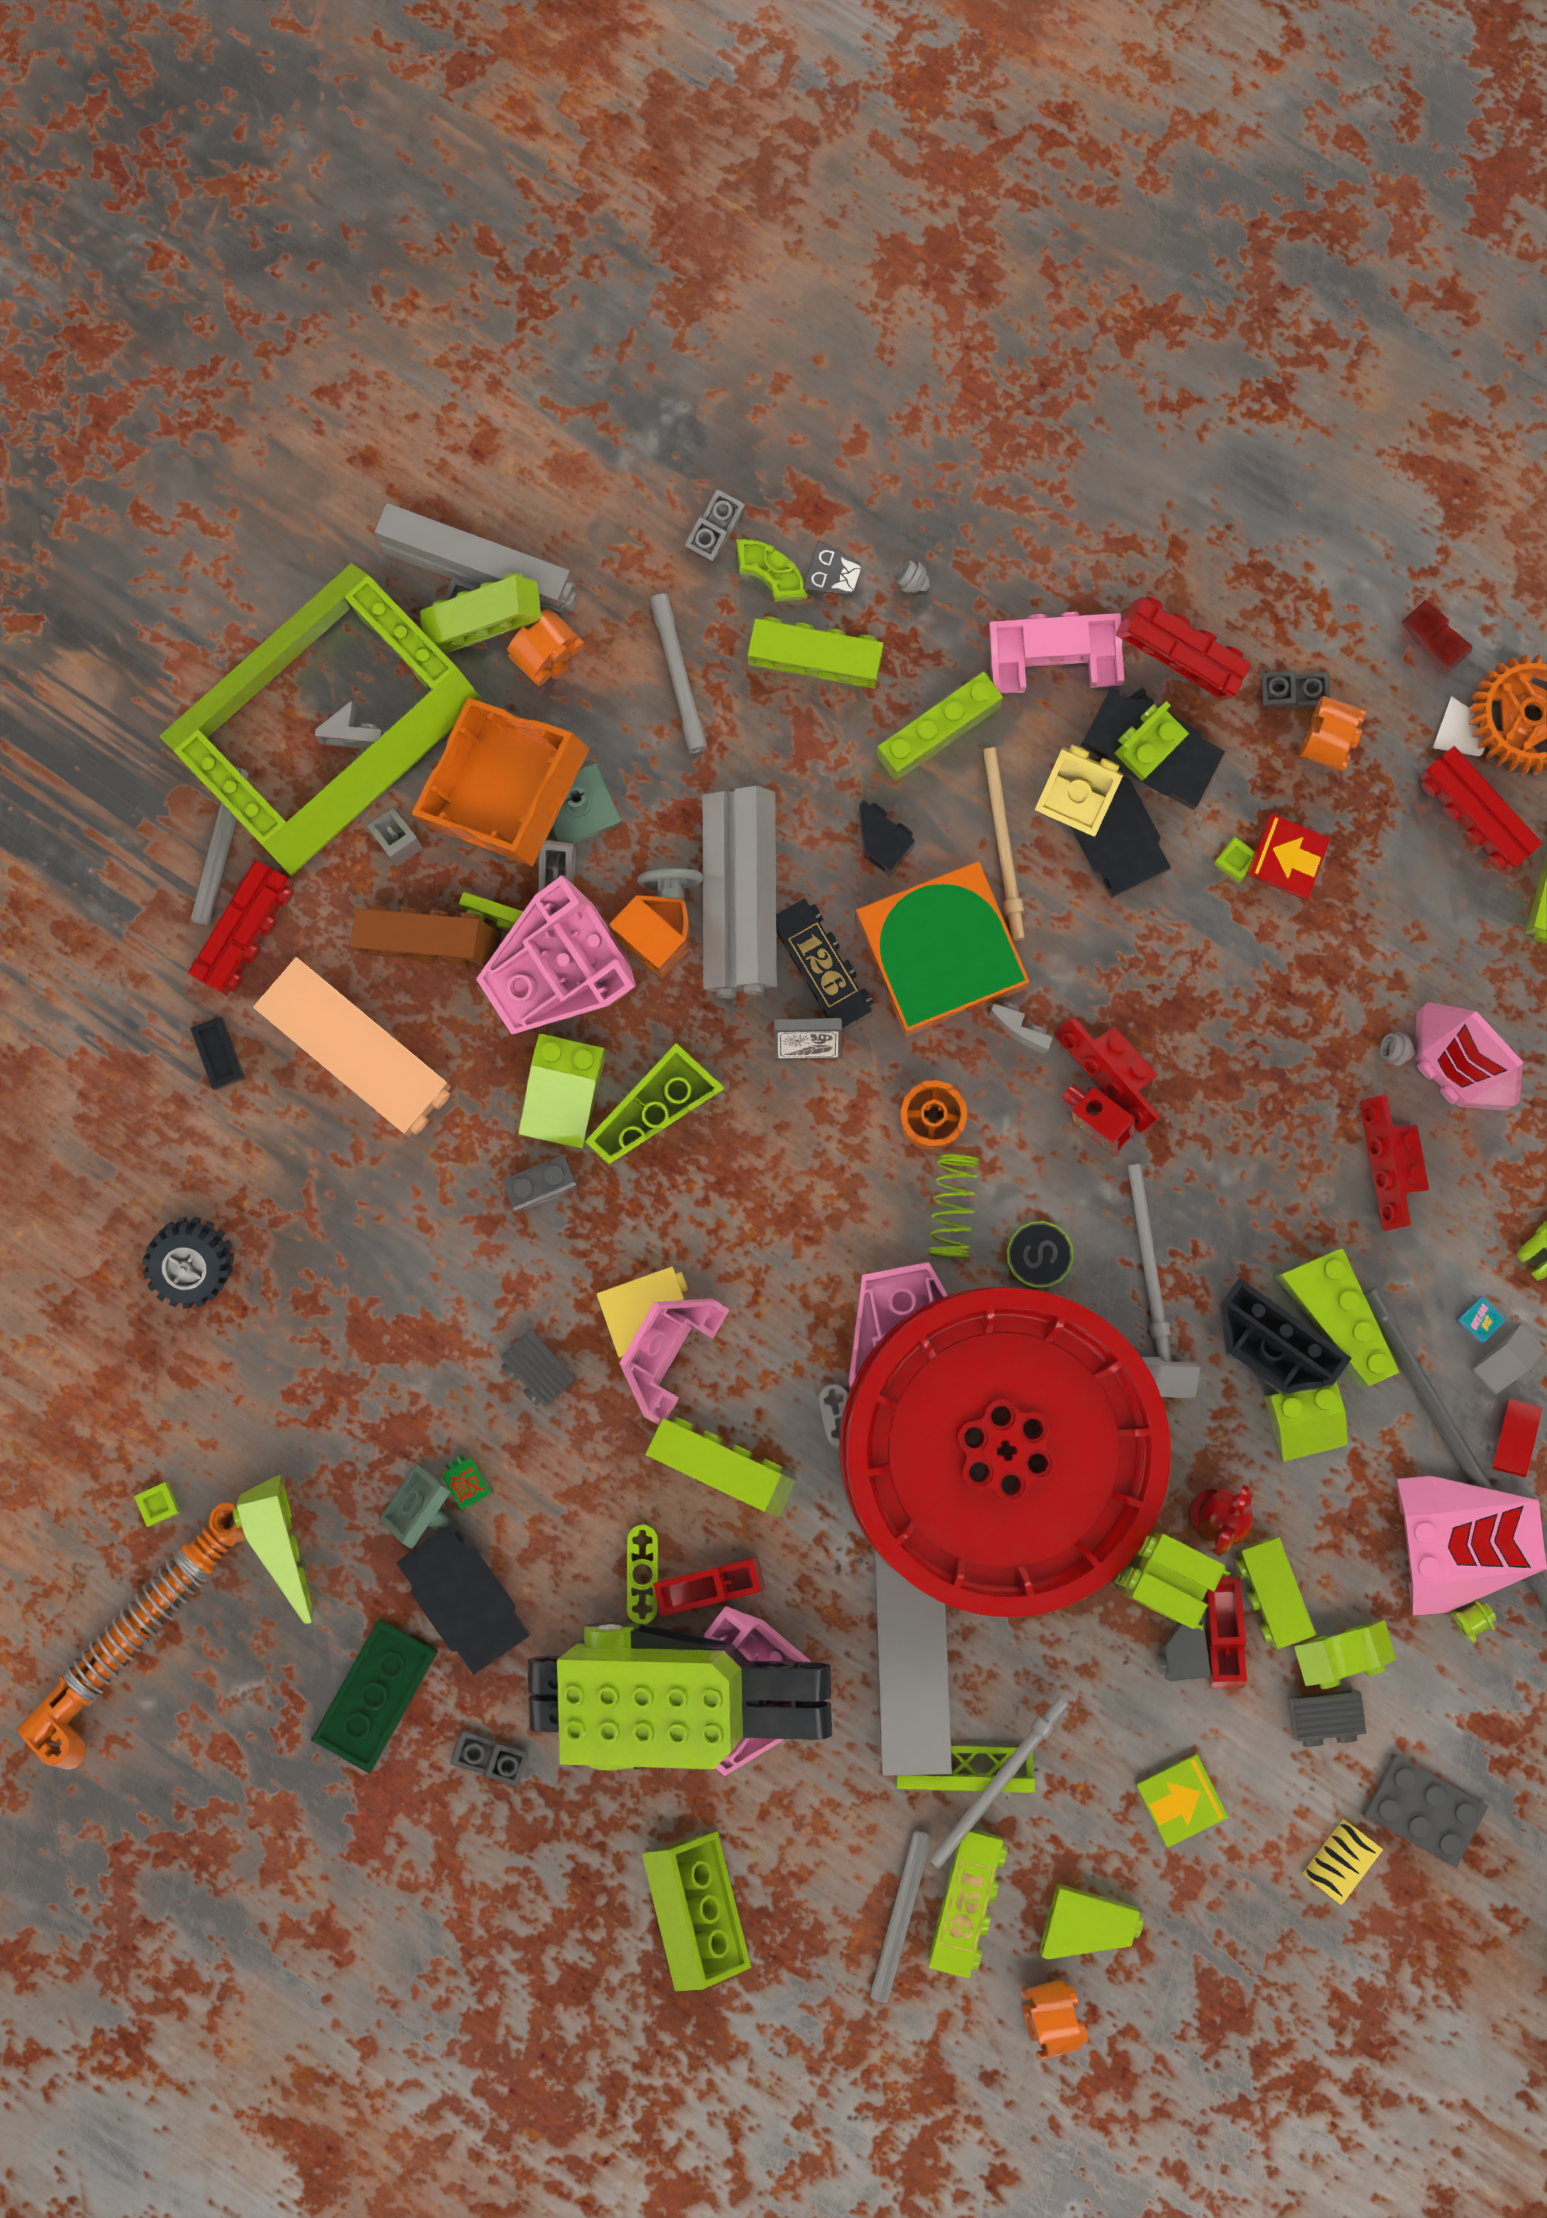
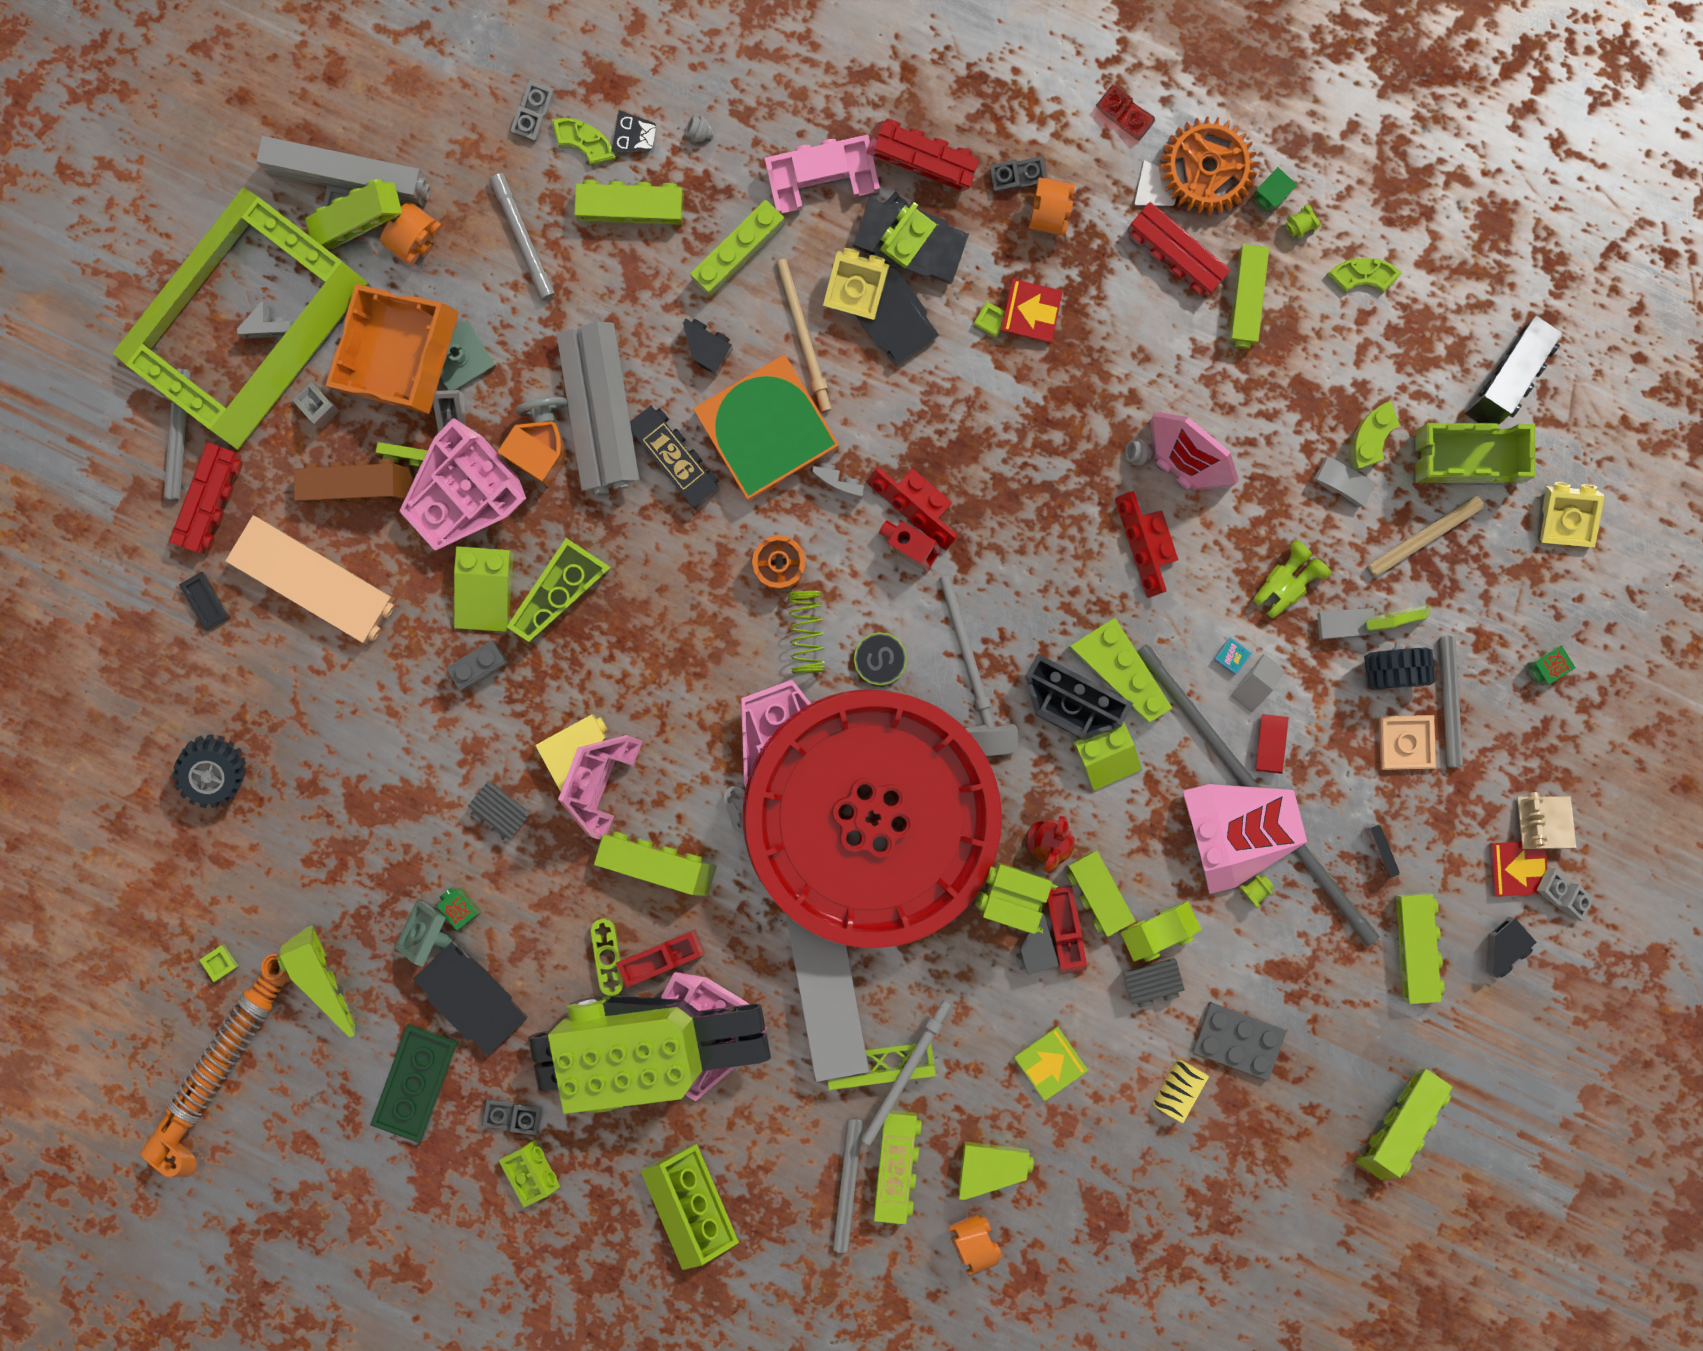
camera: 15 degrees left, 5 degrees up
(501, 1835) = (529, 1173): none -> lime bracket
(808, 1038) = (670, 517): tile -> none

